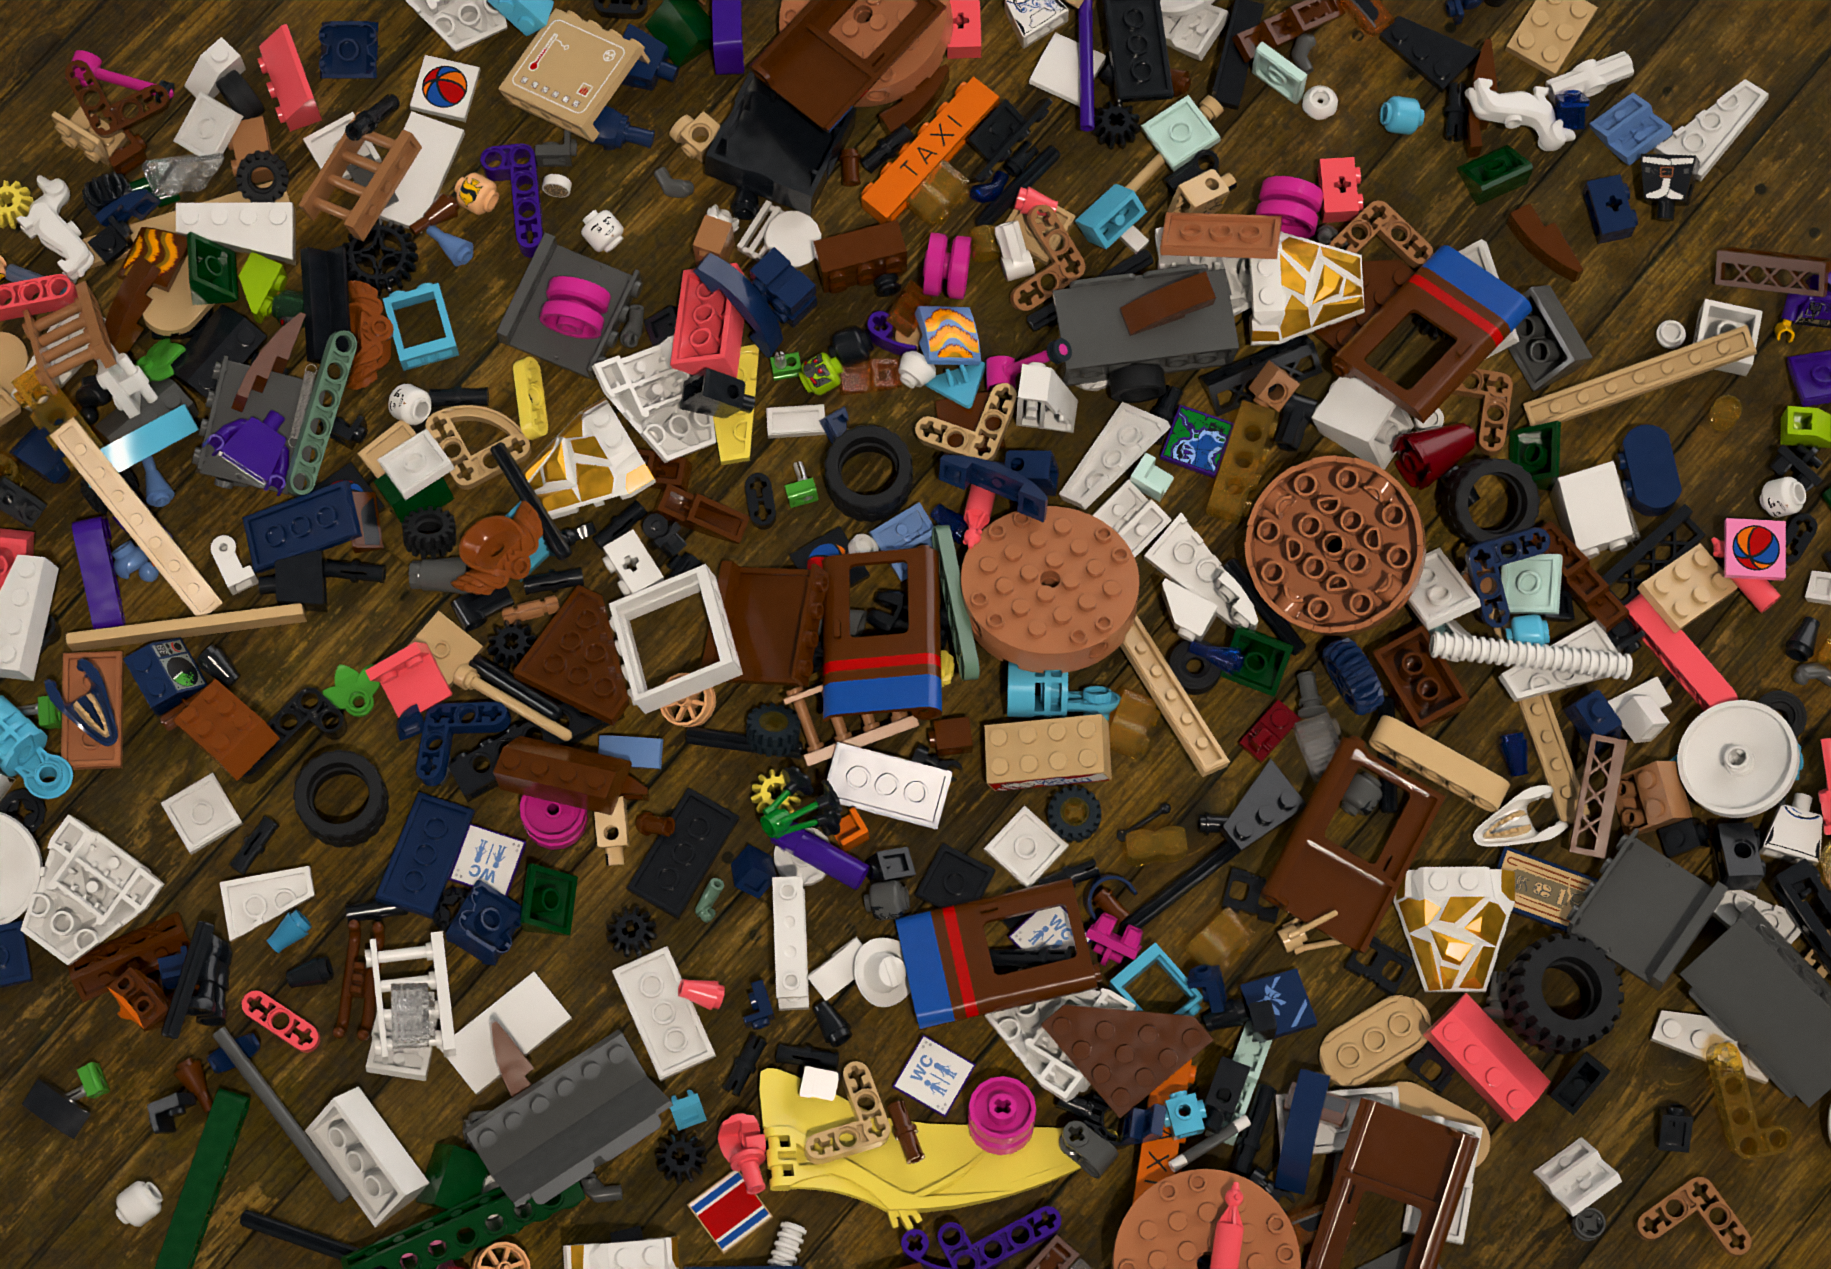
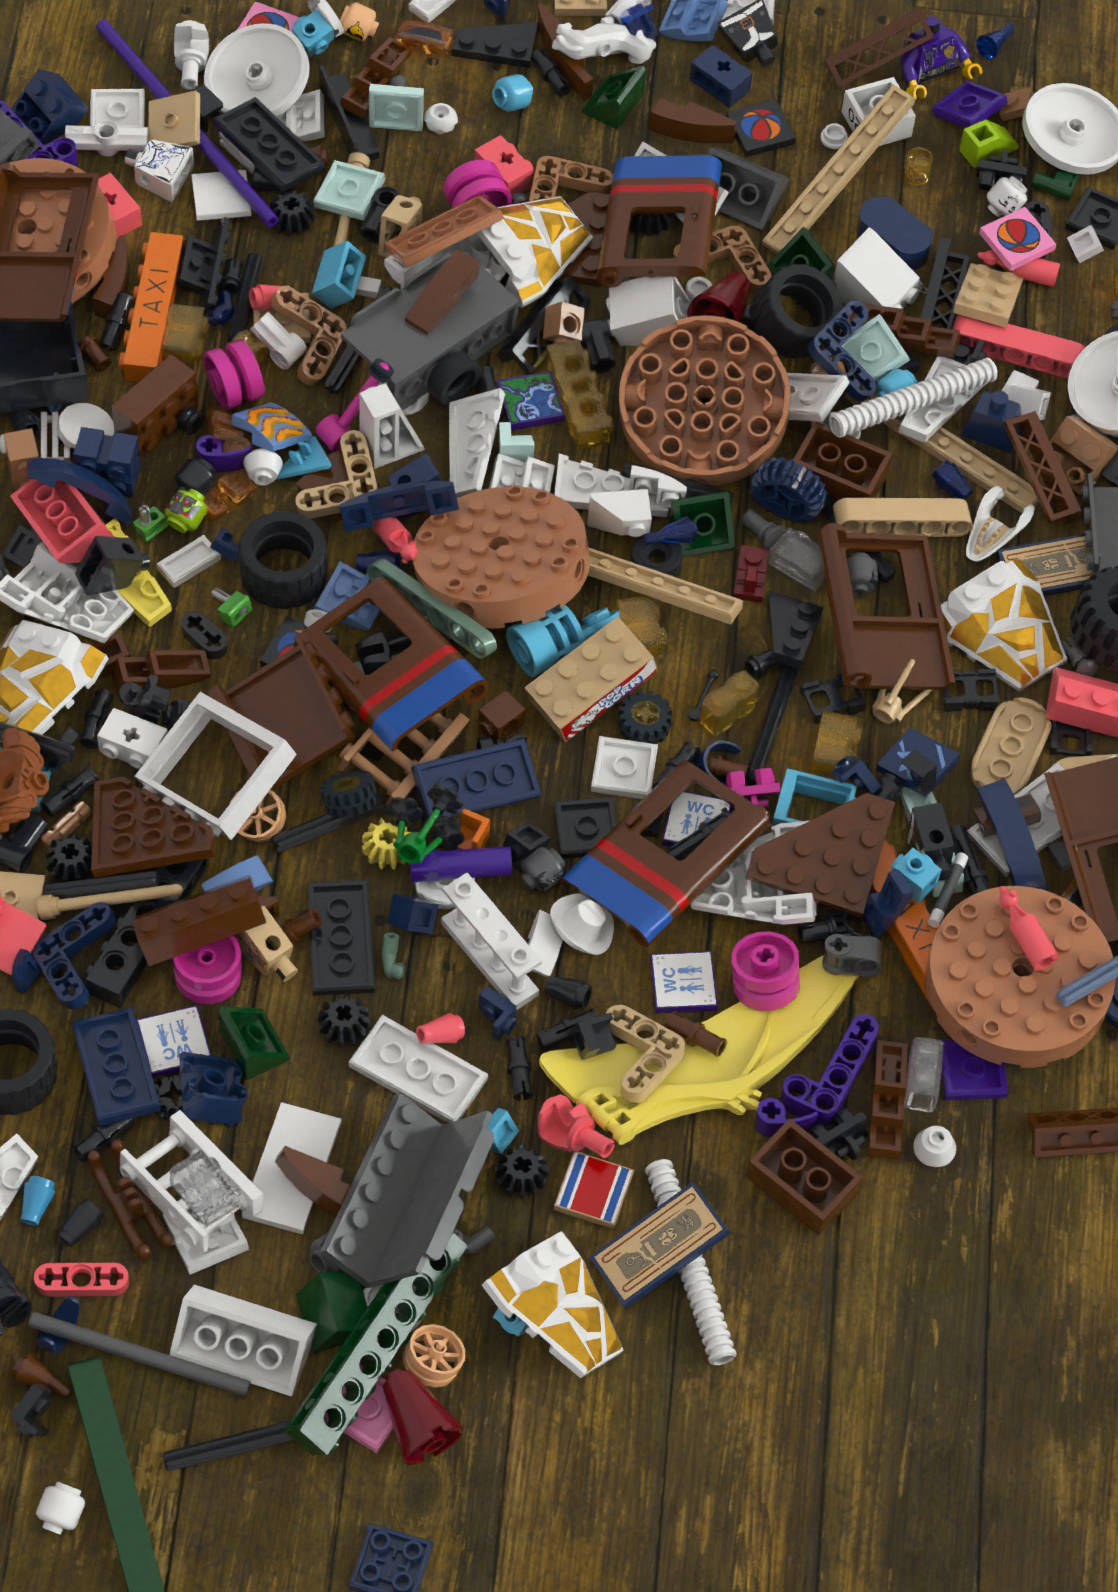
camera: 40 degrees left, 15 degrees down
(1609, 283) = (761, 128): none -> tile
(1802, 642) = (1100, 288): black cone -> none

